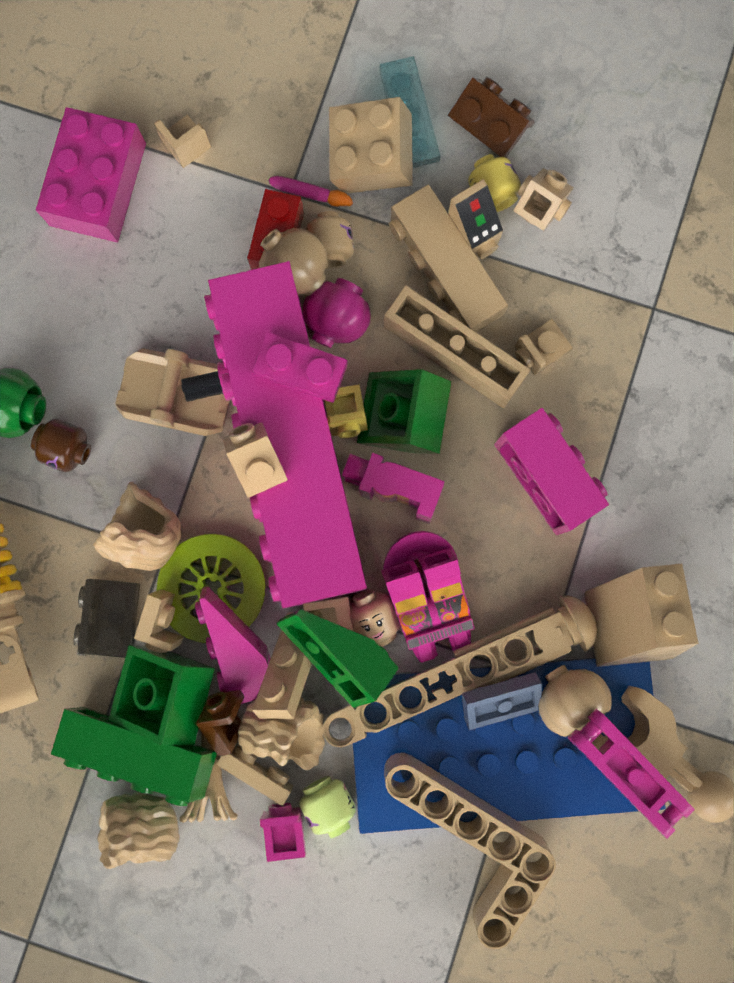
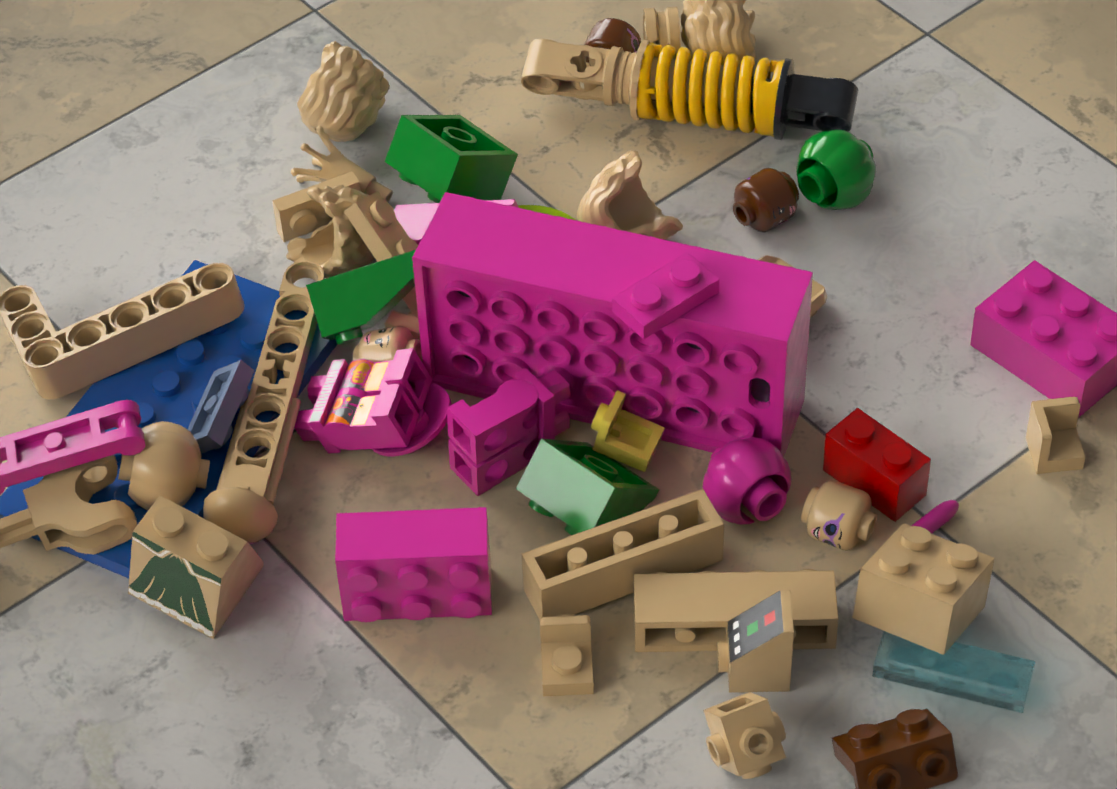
camera: 120 degrees right, 35 degrees down
(93, 742) = (366, 132): green brick -> none
(106, 617) = (559, 164): clear smoke bracket -> none
(154, 618) = (524, 182): tan bracket -> none
(220, 721) = (392, 180): reddish brown bracket -> none
(254, 458) = (599, 214): tan bracket -> none
(283, 832) = (246, 204): dark pink bracket -> none
(304, 252) = (822, 440): tan plant -> none
(327, 806) = (241, 245): yellowish green head -> none
(499, 177) = (805, 706): light yellow head -> none

